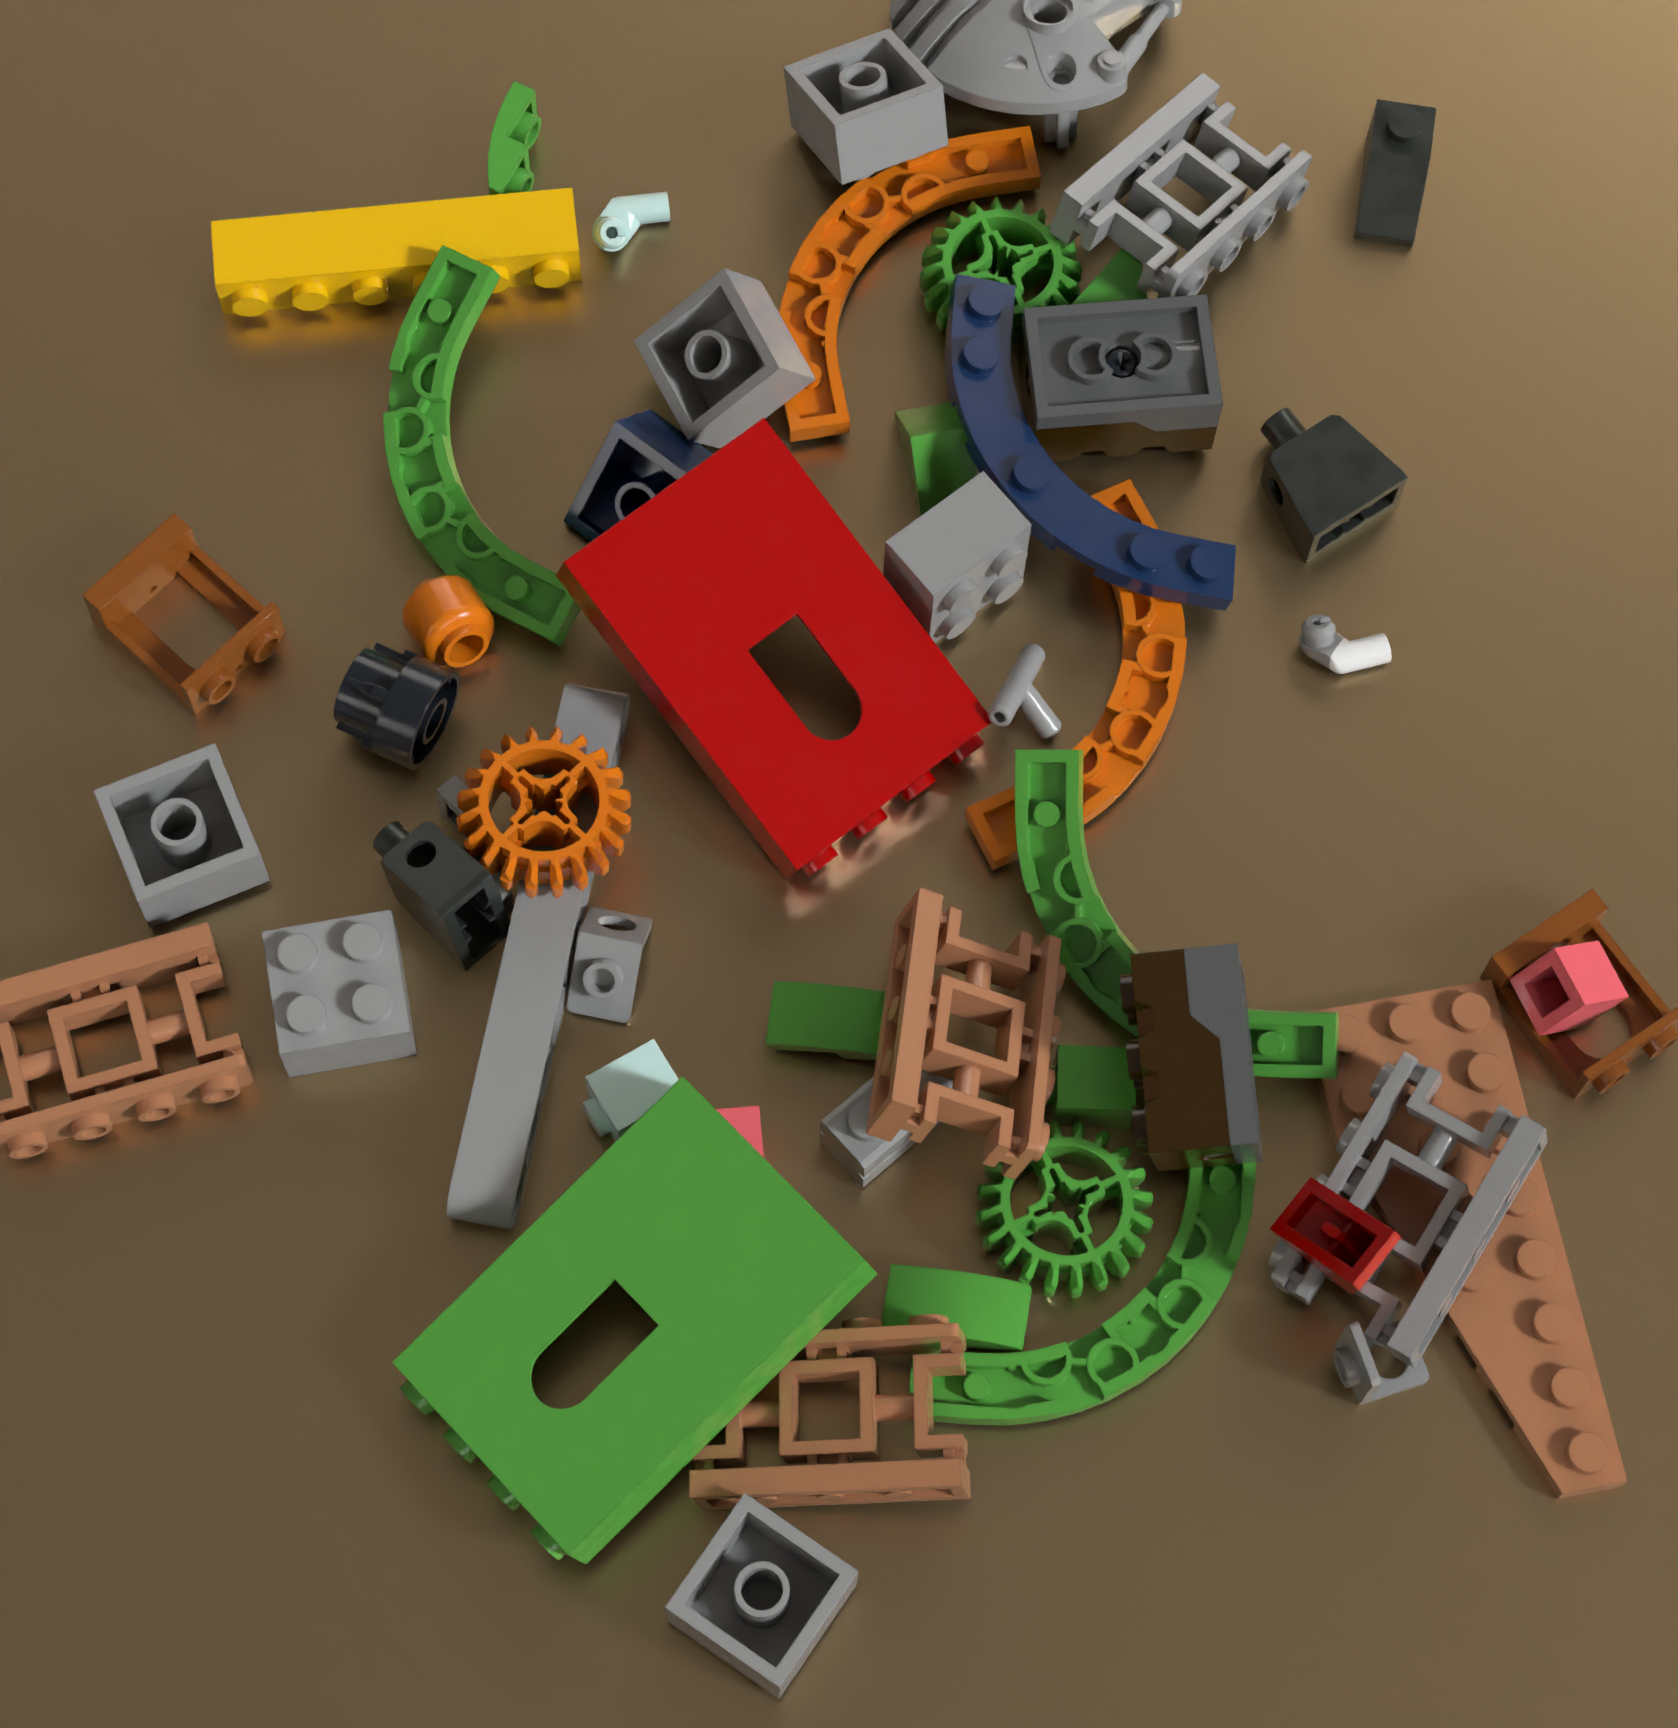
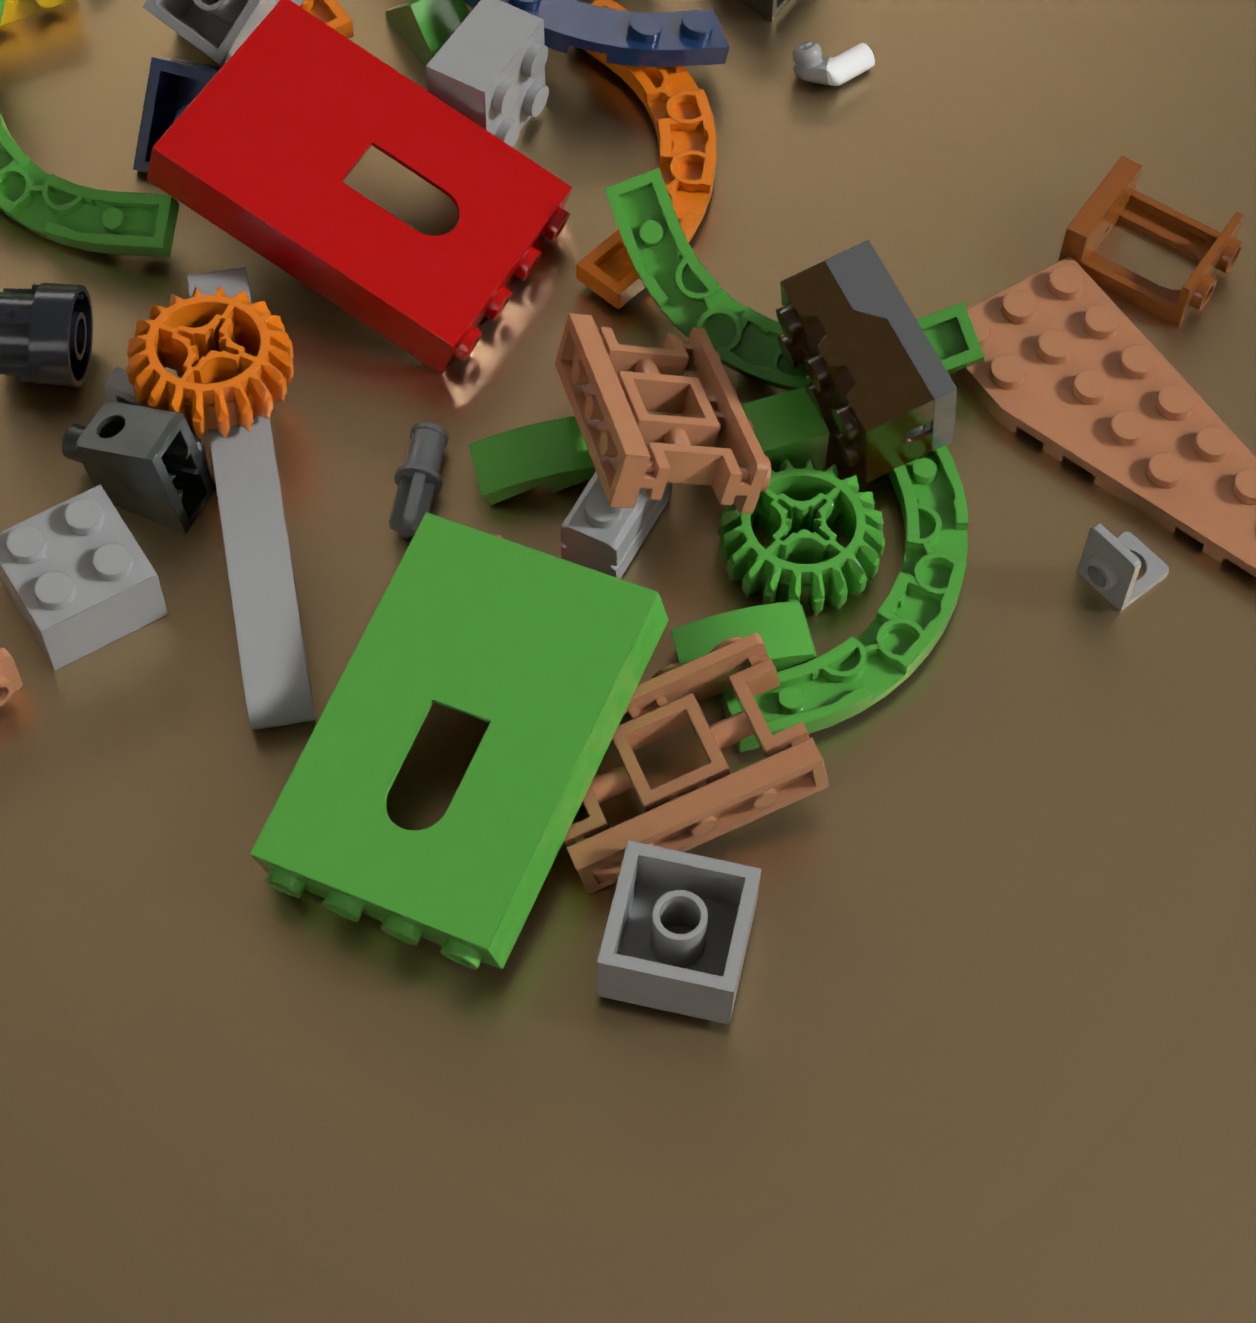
camera: 20 degrees left, 10 degrees down
(448, 621) = (61, 256): orange head -> none
(607, 964) = (314, 486): light grey bracket -> none
(627, 1089) = (369, 565): light aqua brick -> none
(710, 1000) = (418, 478): none -> dark grey axle
(1020, 693) = (584, 169): light grey piece -> none
(1335, 1235) = (1052, 458): red slope -> none
(1455, 1234) = (1140, 433): light grey fence -> none
(1568, 987) = (1137, 235): coral brick -> none

